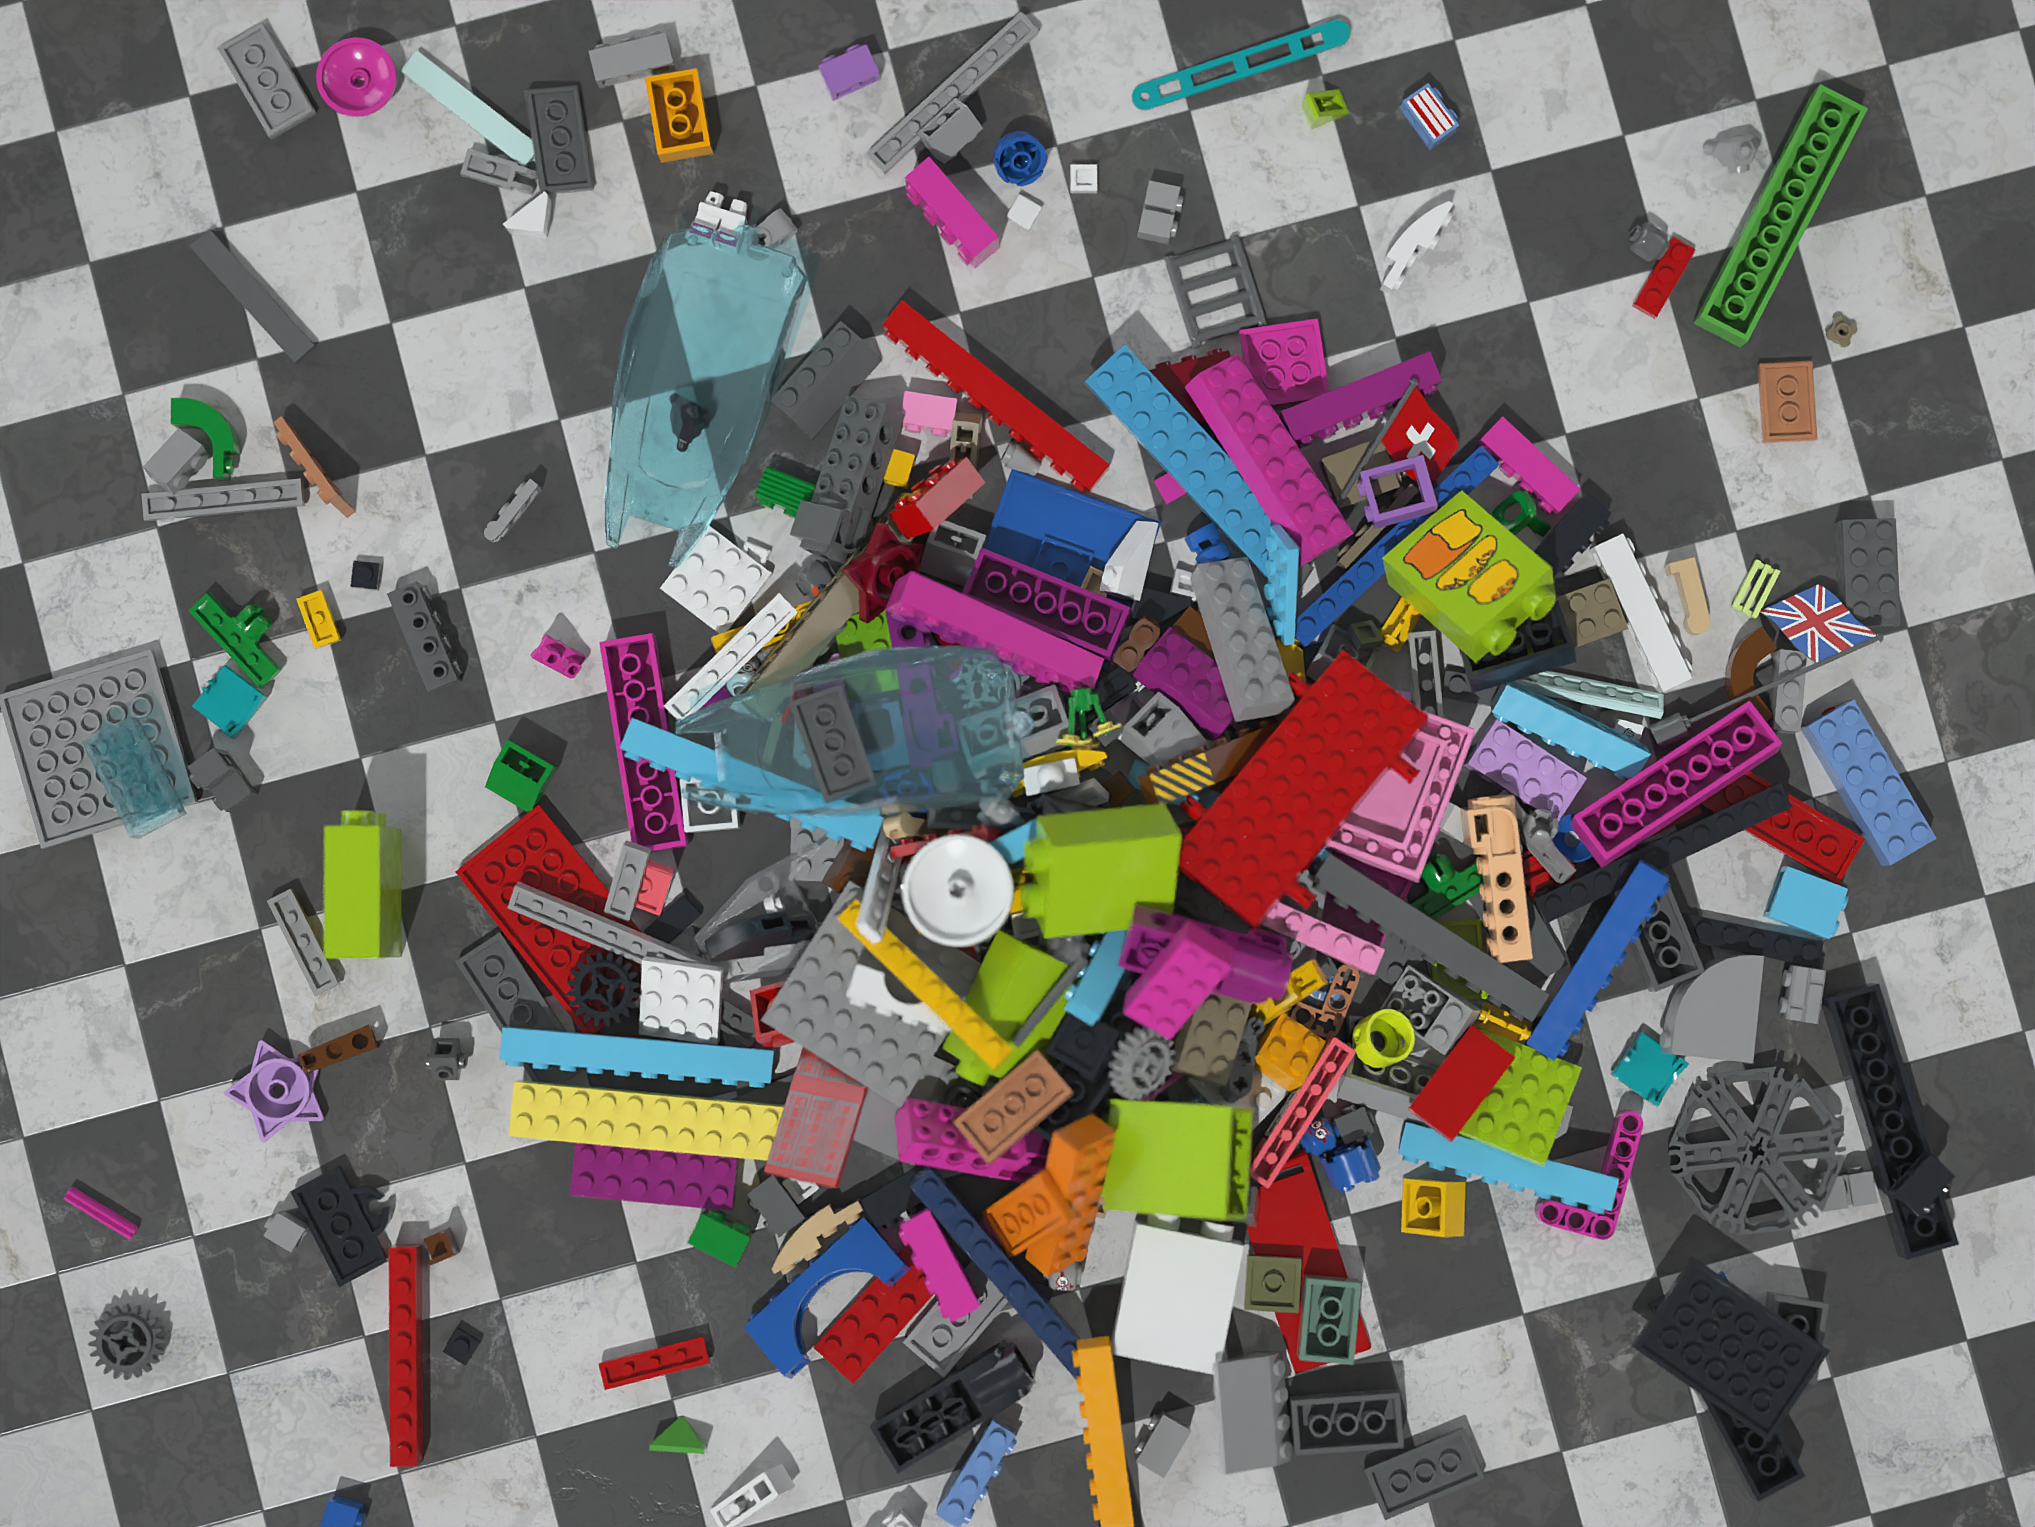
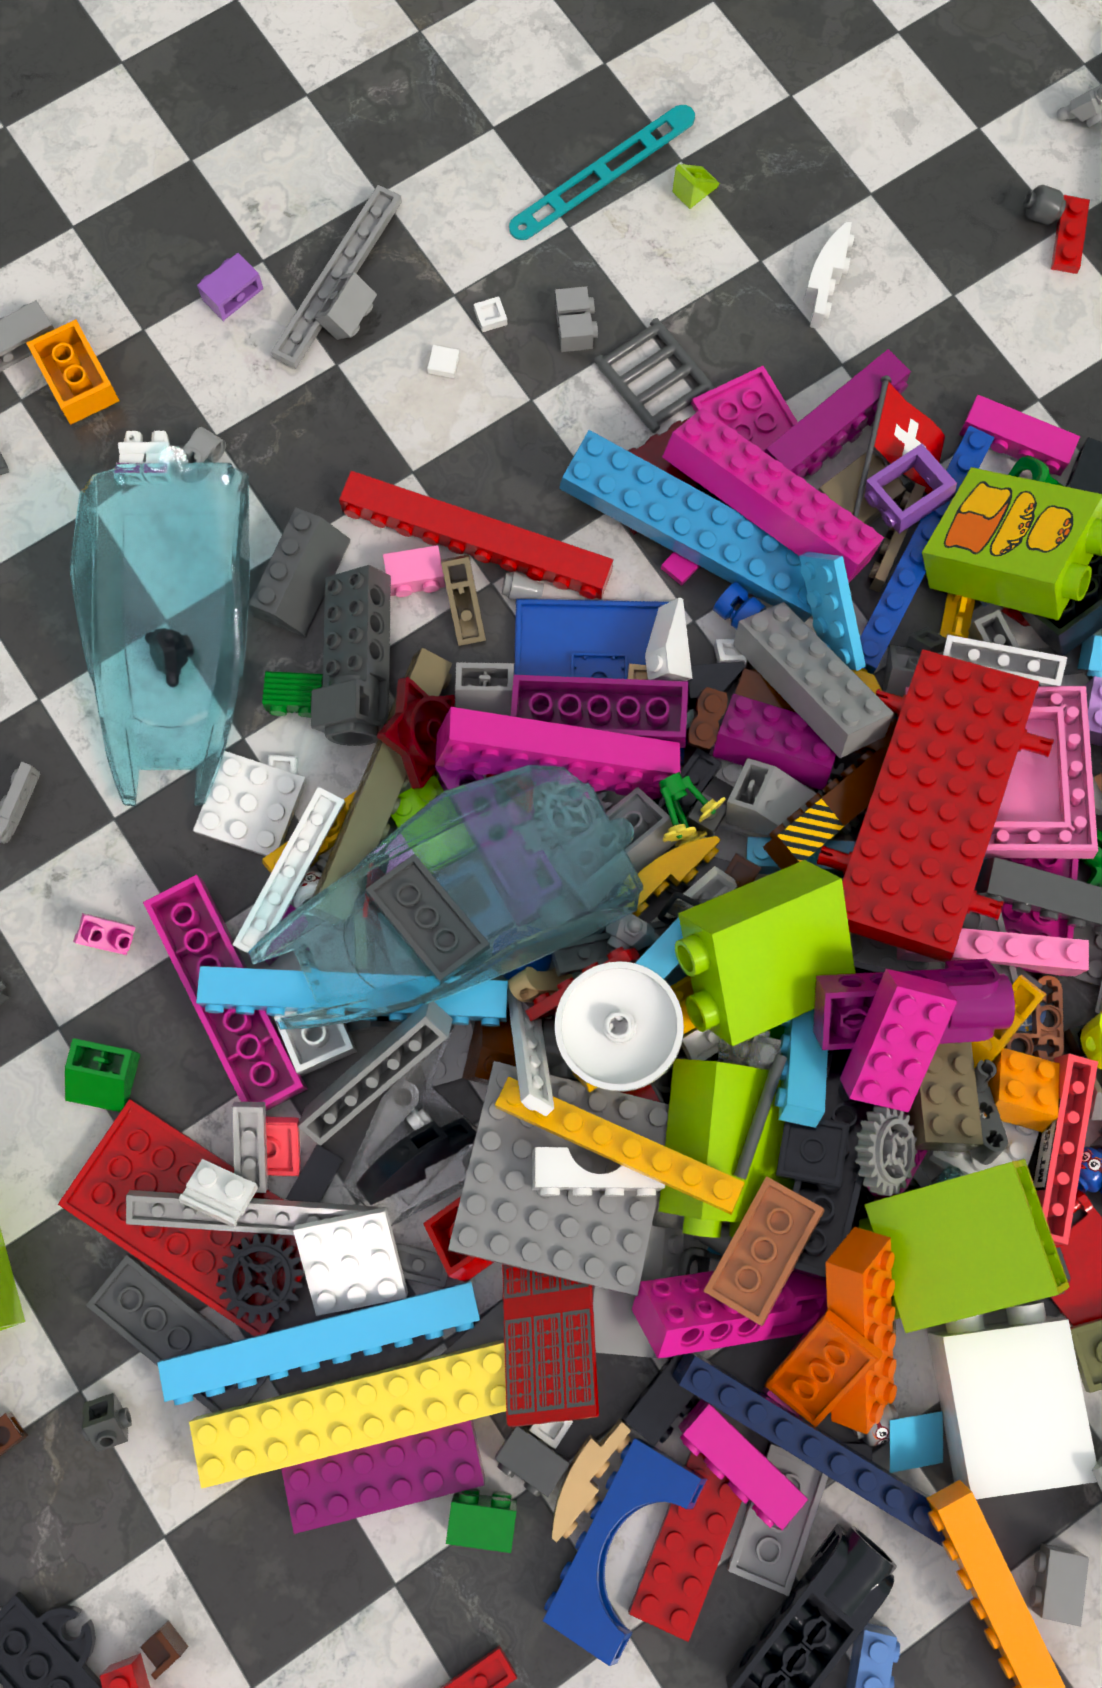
camera: 20 degrees left, 10 degrees down
(590, 909) = (218, 1193): none -> white plate
(749, 855) = (375, 1072): none -> light grey brick
(814, 578) = (350, 767): dark grey head -> none
(899, 469) = (402, 633): yellow panel -> none
(936, 497) = (450, 640): brick -> none
(951, 213) = (373, 376): dark pink brick -> none
(1019, 158) = (422, 307): blue cylinder -> none
(1050, 776) = (670, 878): white tile -> none
(1089, 1298) = (916, 1441): none -> medium azure sticker
(1414, 681) = (1022, 662): none -> white brick
(1429, 116) = (796, 160): brick -> none

